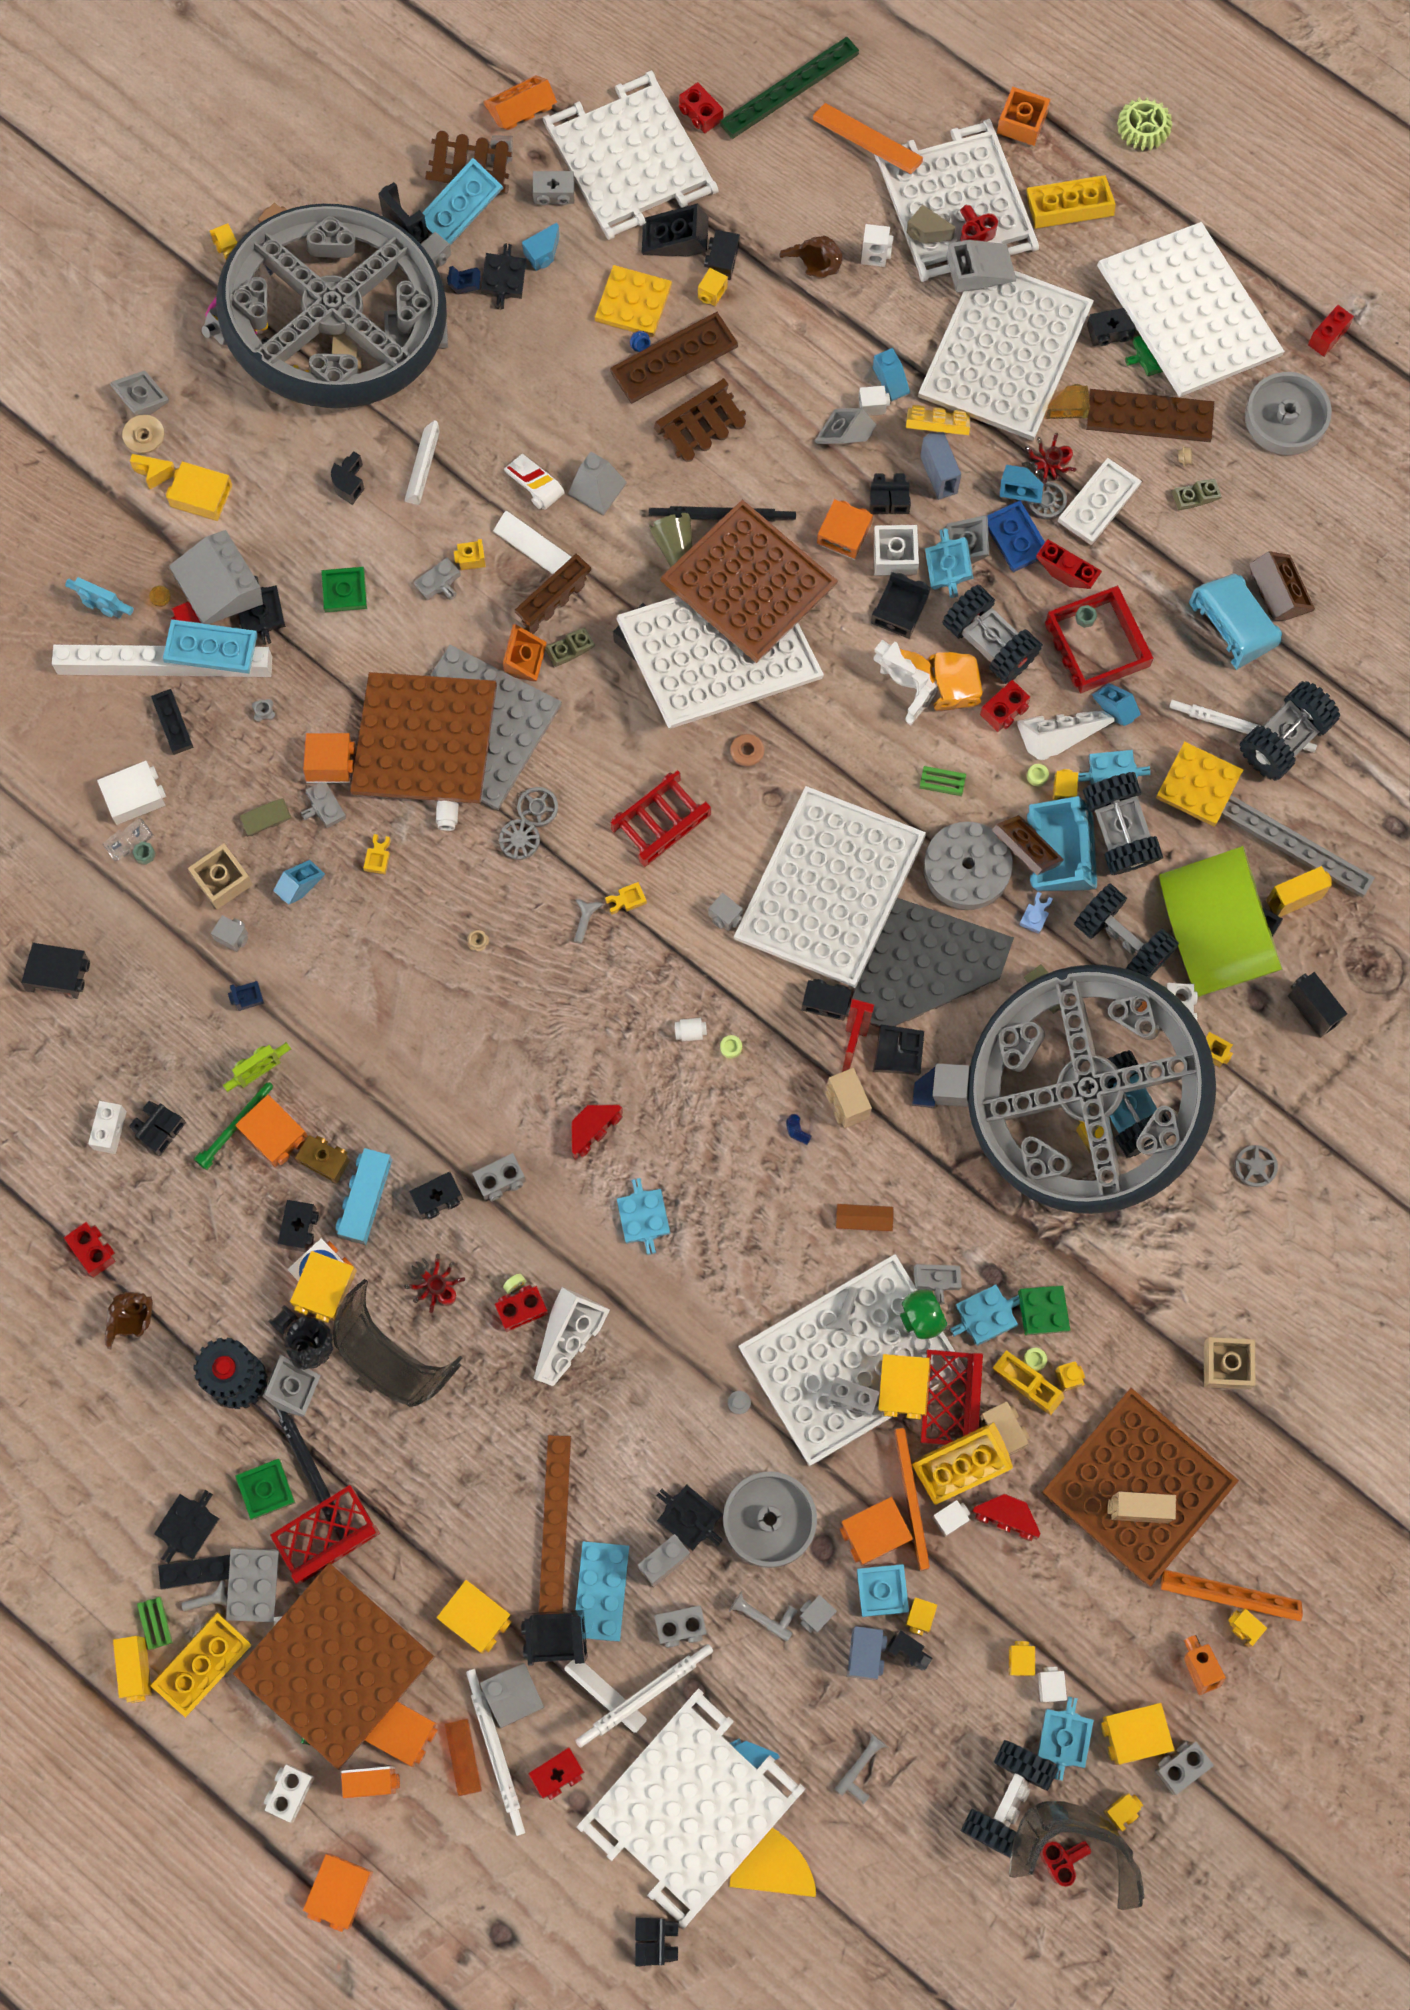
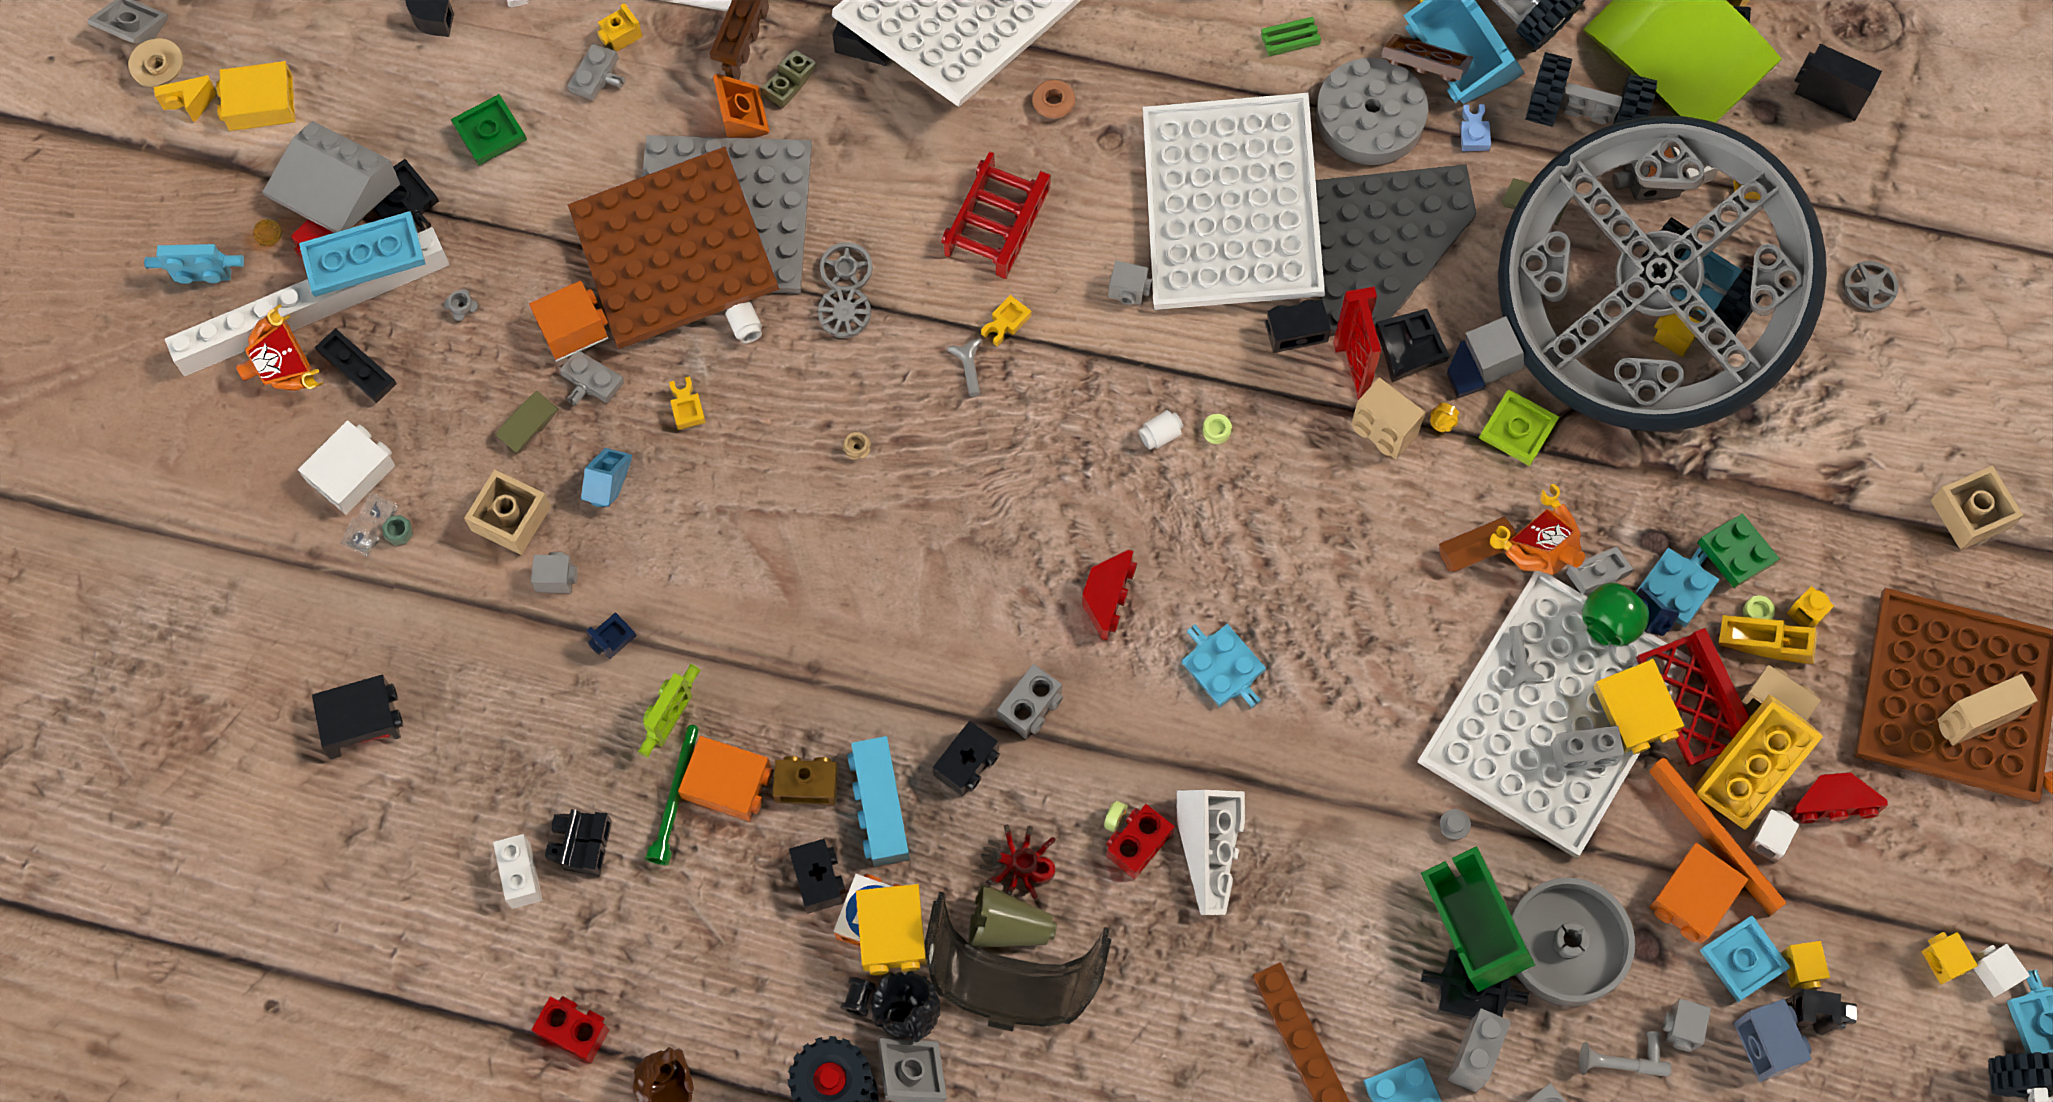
camera: 25 degrees left, 5 degrees down
(122, 692) = (277, 355): none -> torso
(405, 1320) = (1008, 921): none -> olive cone
(711, 1474) = (1478, 920): none -> green piece
(795, 1131) = (1342, 486): clear blue arm -> none
(892, 1116) = (1444, 417): none -> yellow plate
(910, 1239) = (1546, 542): none -> torso
(941, 1148) = (1519, 427): none -> lime plate
(956, 1328) = (1660, 617): none -> dark blue bracket

